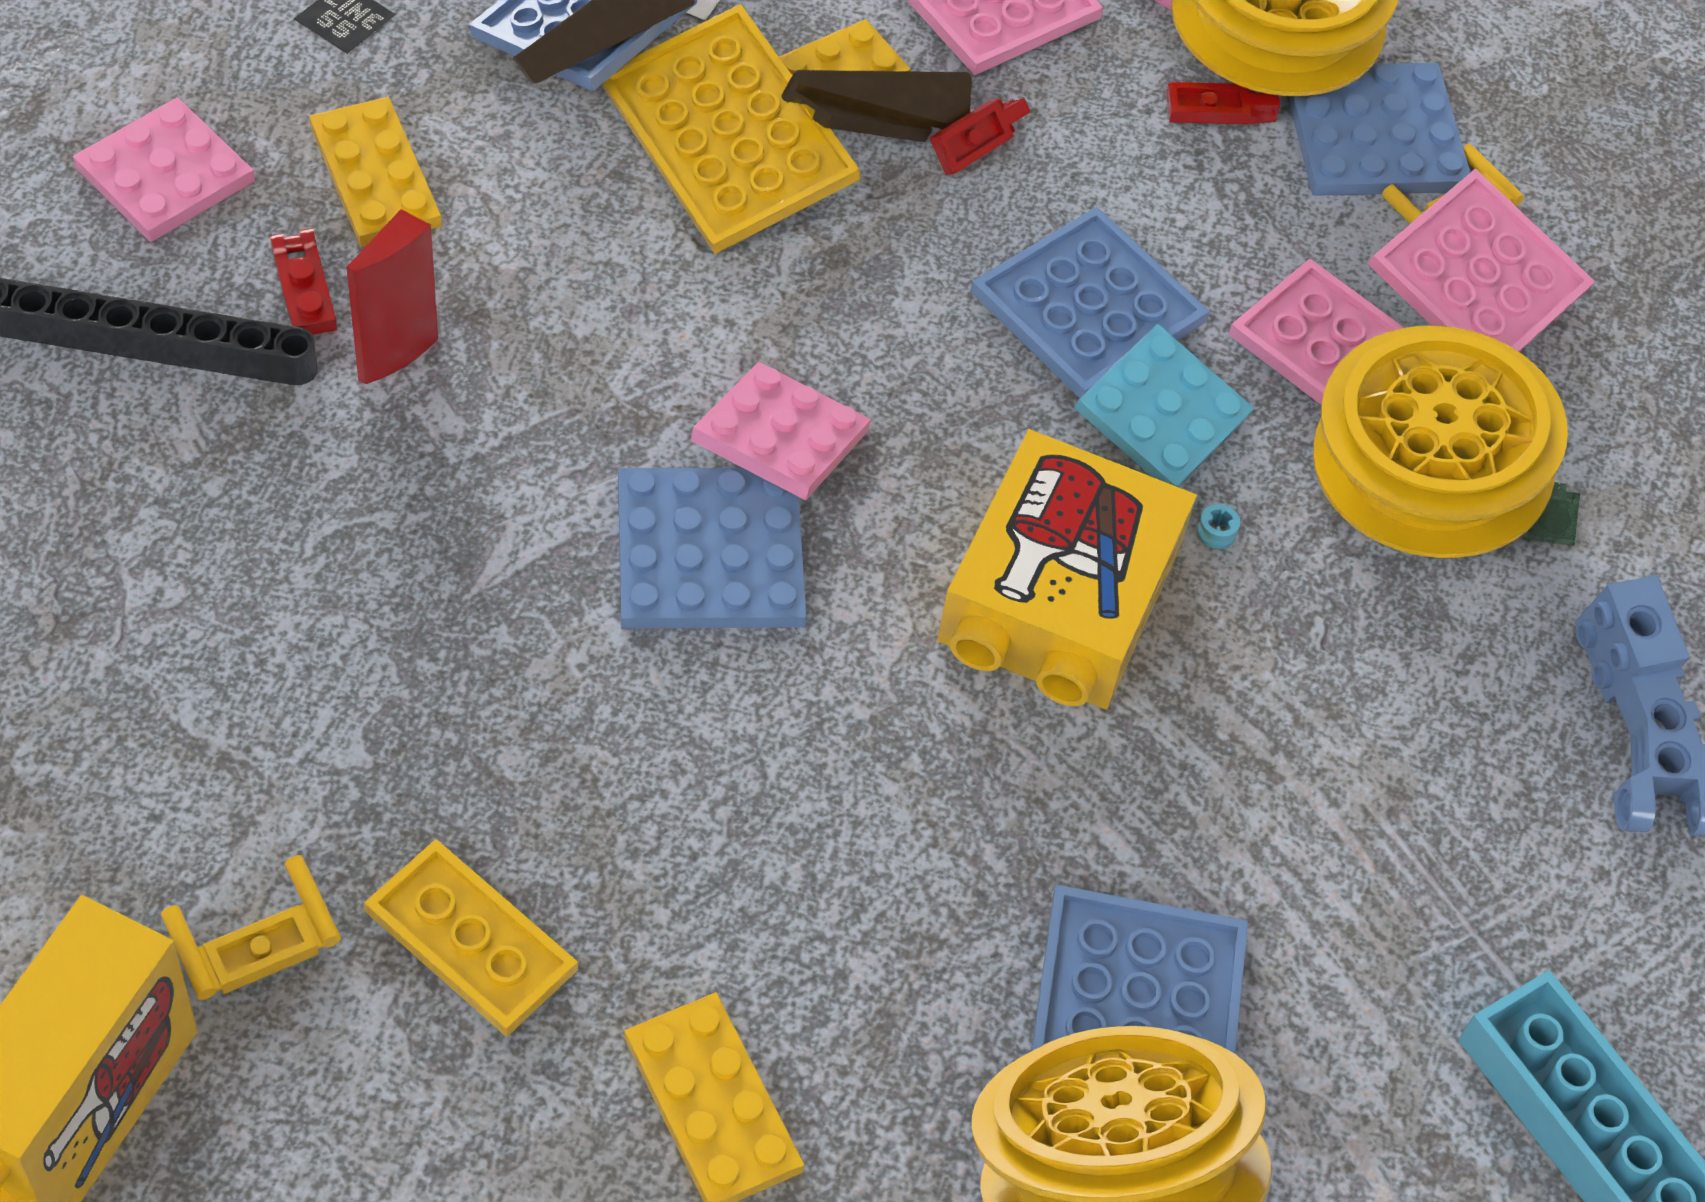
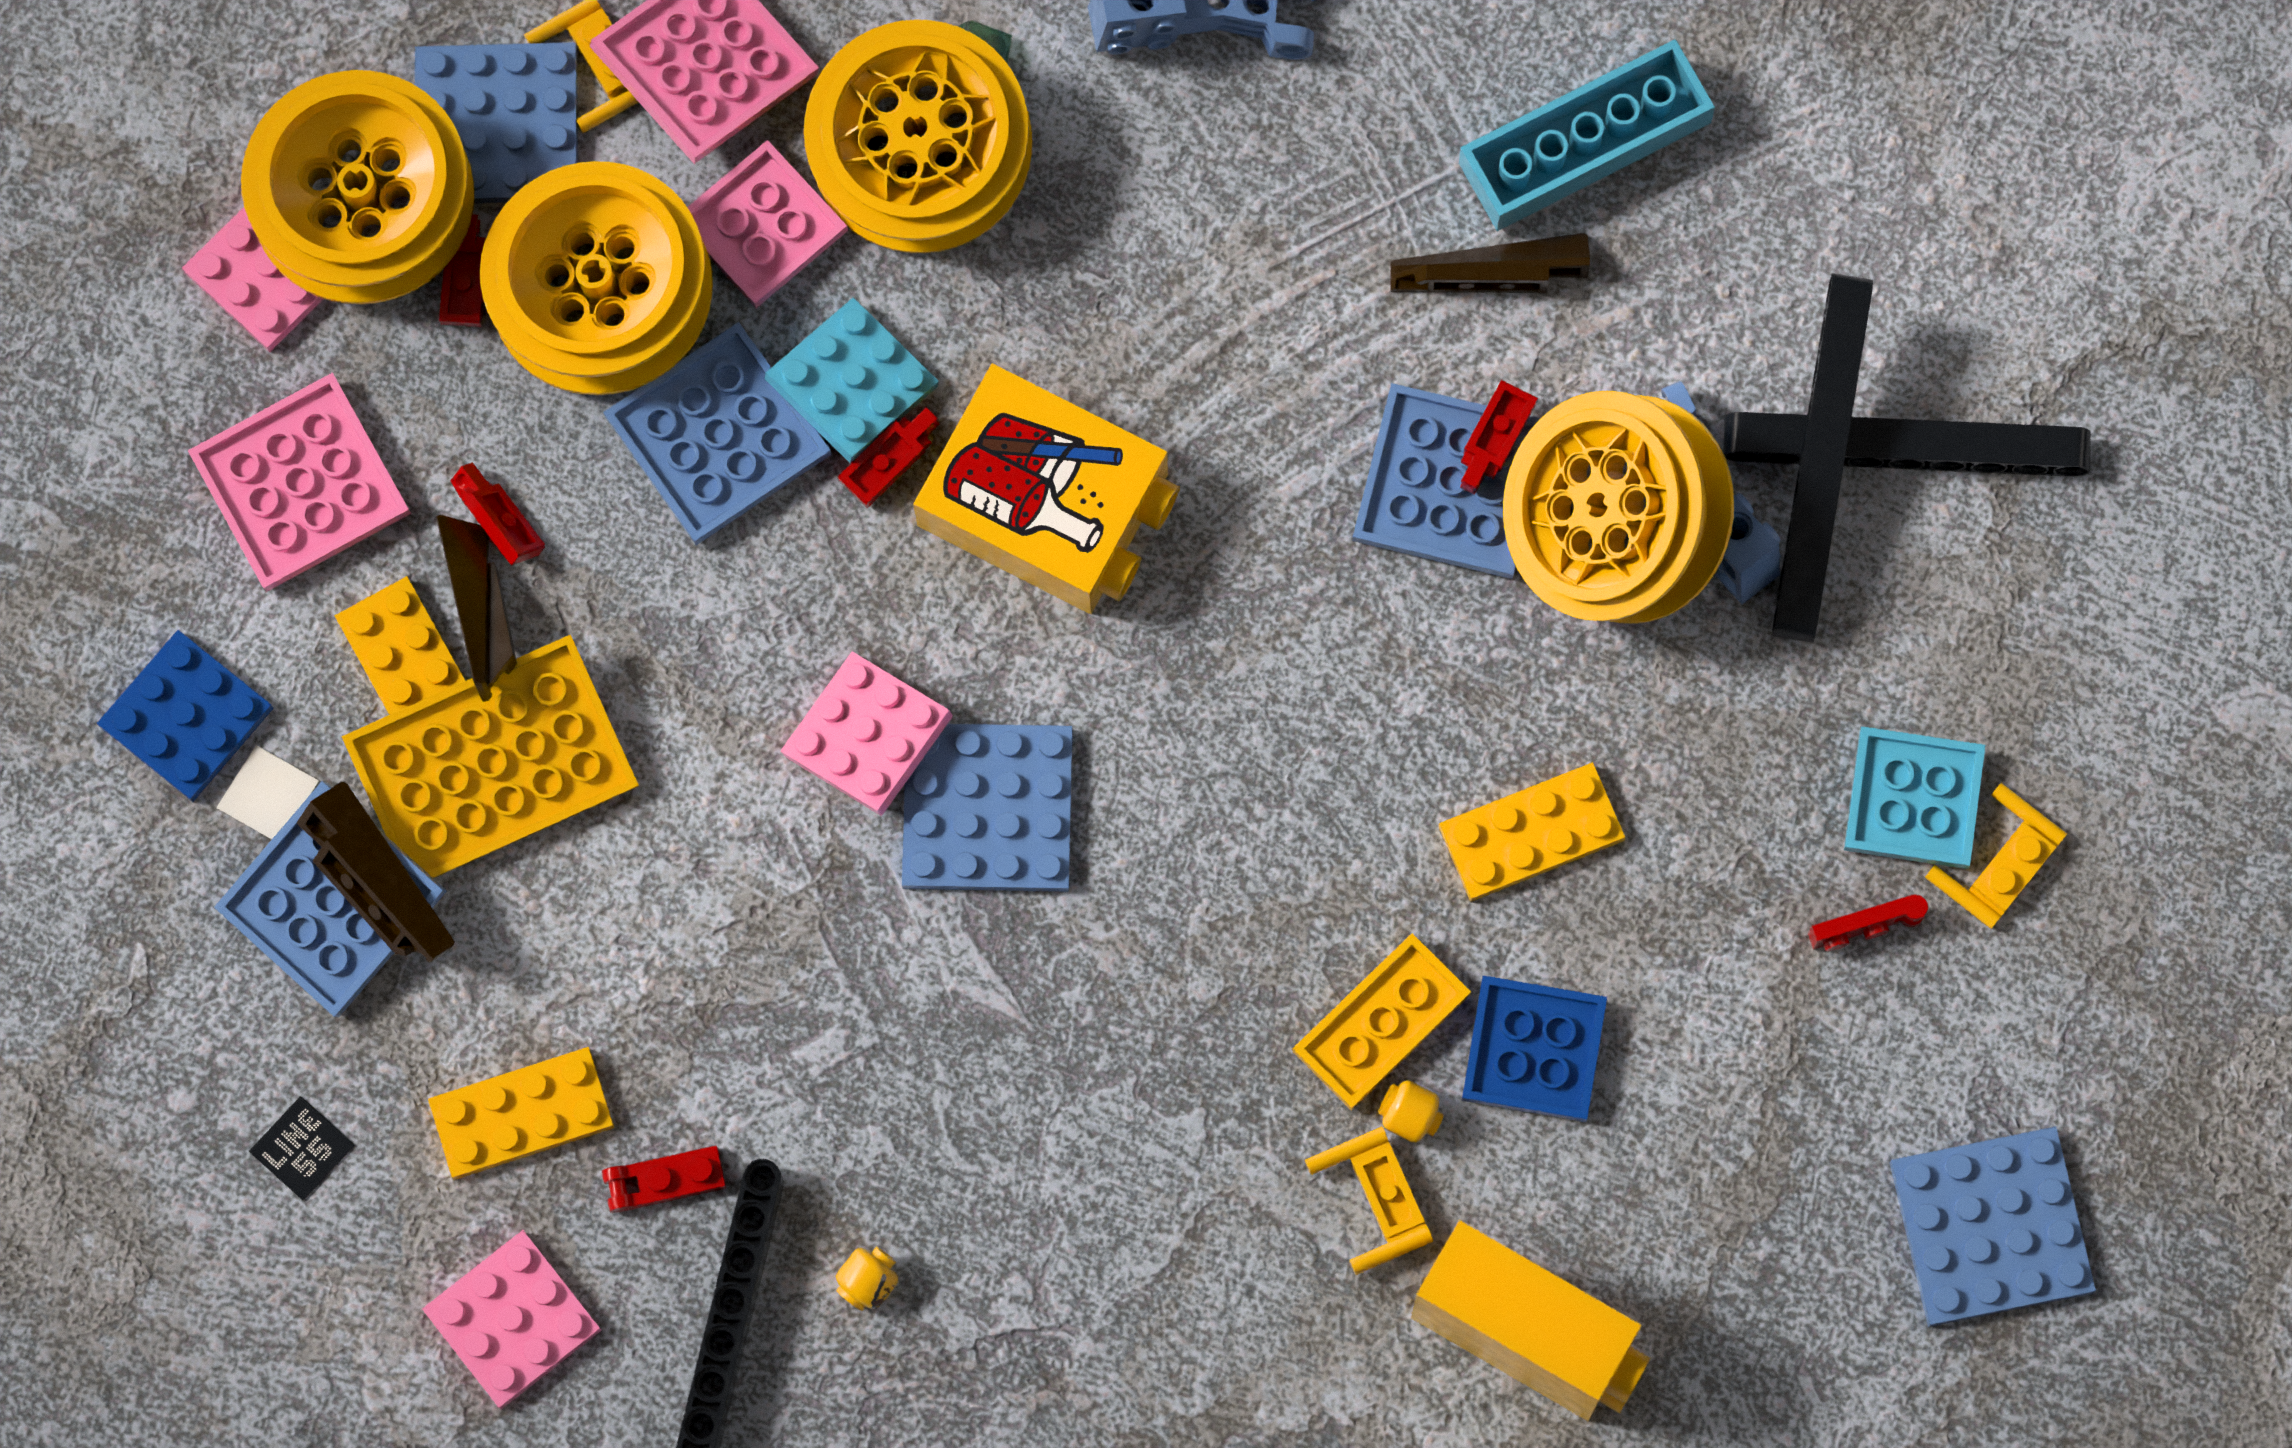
camera: 75 degrees left, 20 degrees up
(185, 446) = (867, 1278): none -> yellow head
(358, 967) = (1410, 1111): none -> yellow head
(393, 298) = (738, 1072): red slope -> none
(436, 1108) = (1534, 1048): none -> blue plate
(1074, 428) = (888, 457): none -> red hinge
(1200, 1018) = (1496, 434): none -> red hinge
(1222, 515) = (975, 360): medium azure bush -> none
(1231, 183) = (538, 240): none -> yellow wheel
(1412, 1046) = (1496, 268): none -> dark brown wedge

